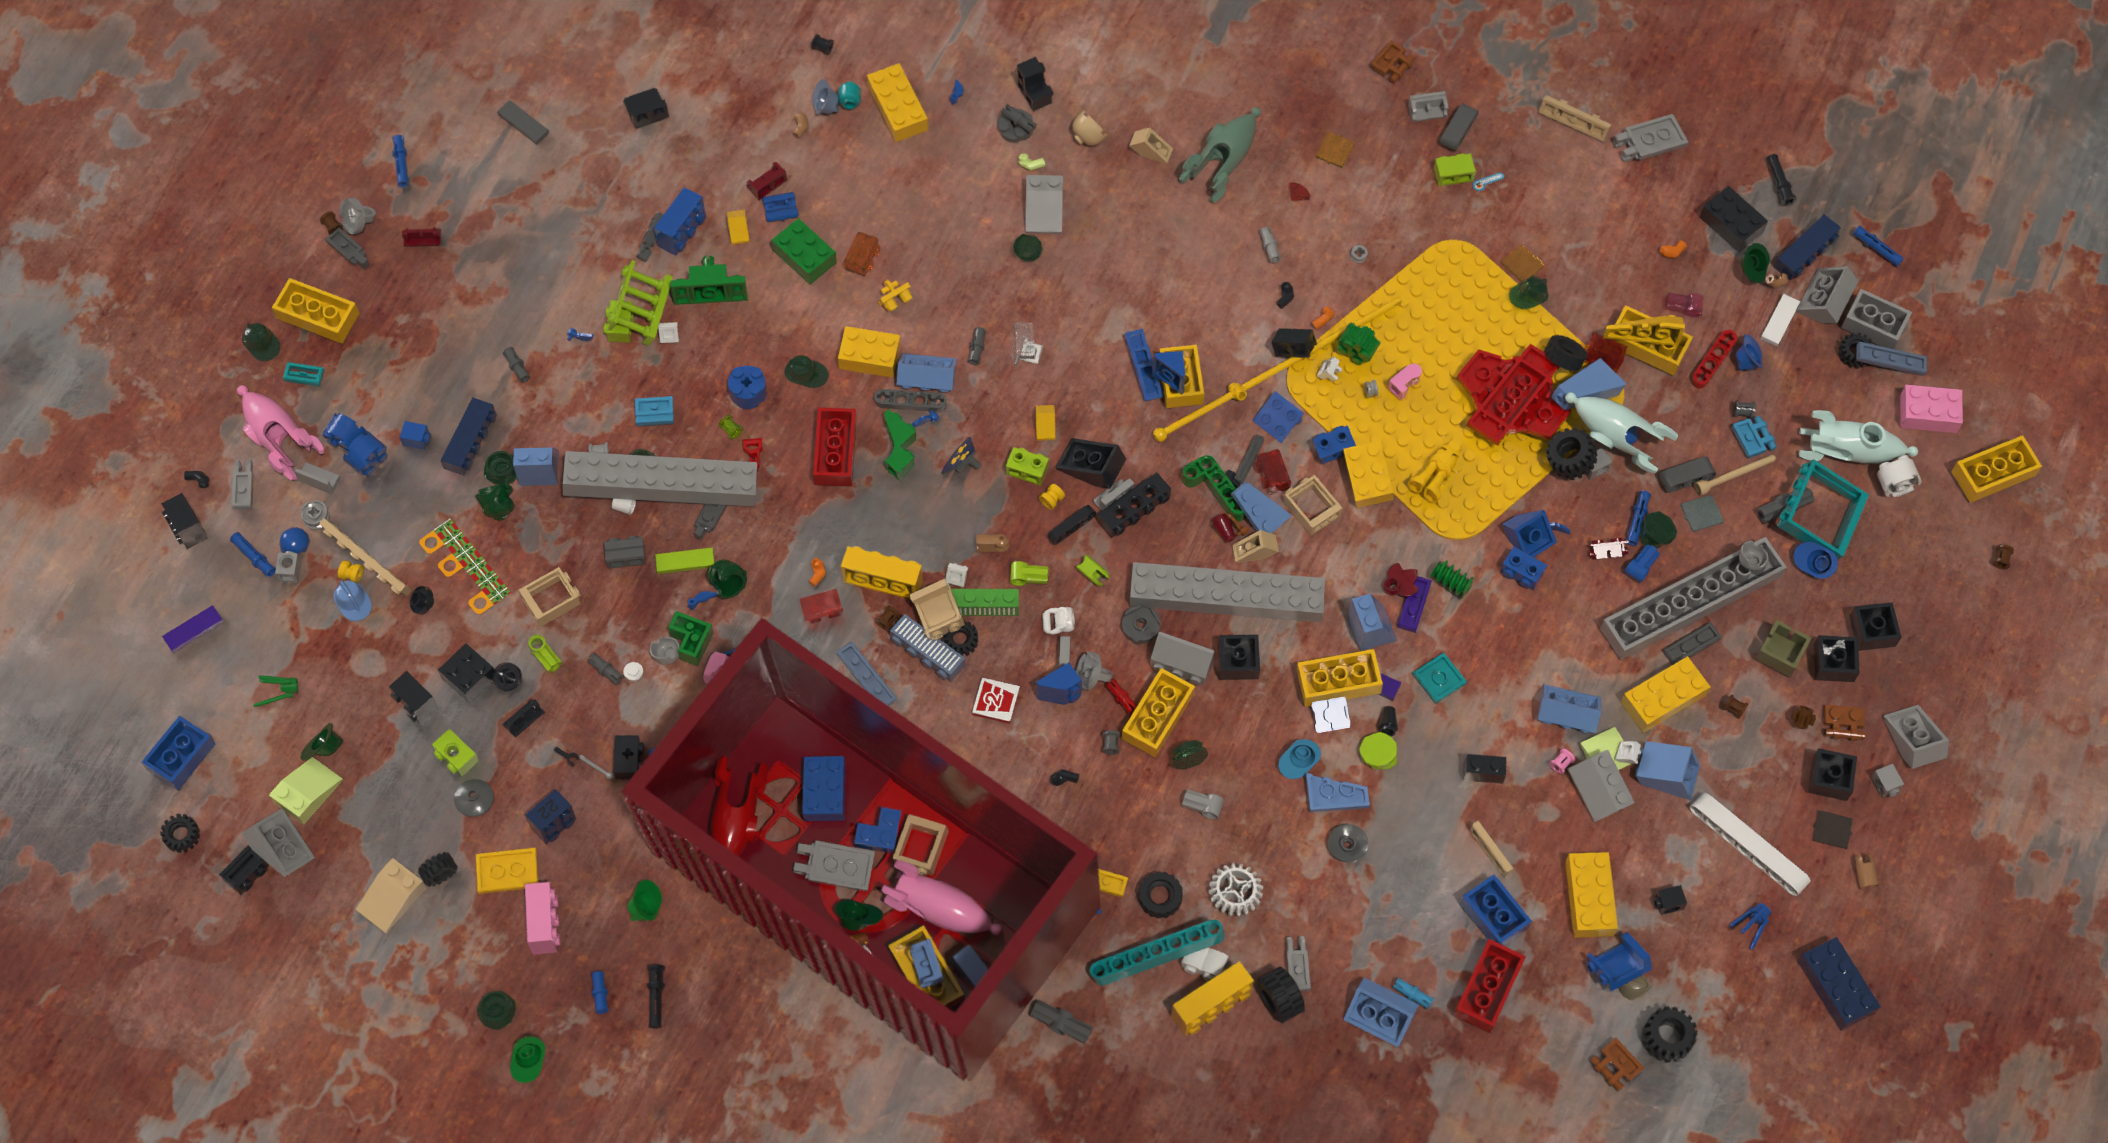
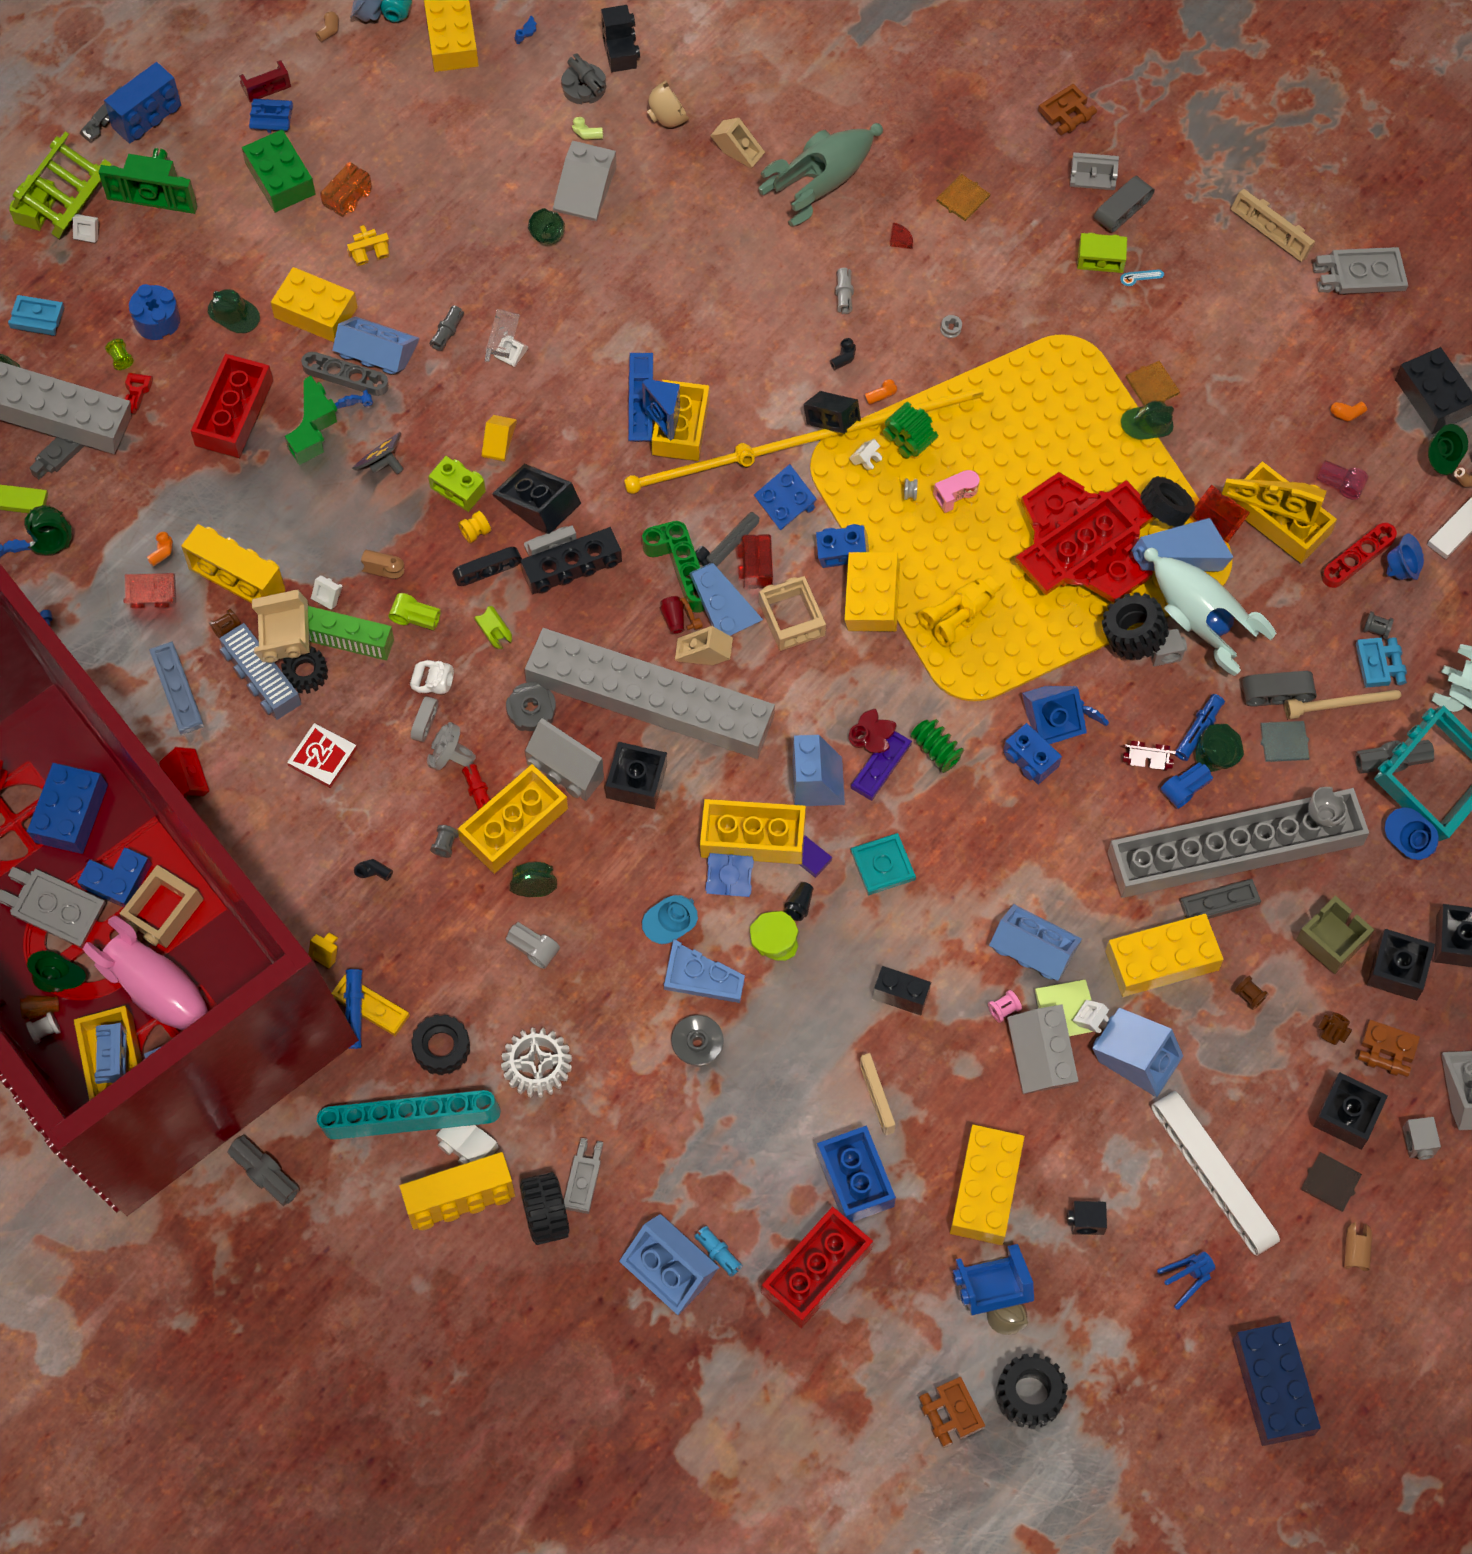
camera: 15 degrees right, 0 degrees up
(738, 227) = (212, 126): yellow slope -> none
(1060, 686) = (401, 756): blue slope -> none

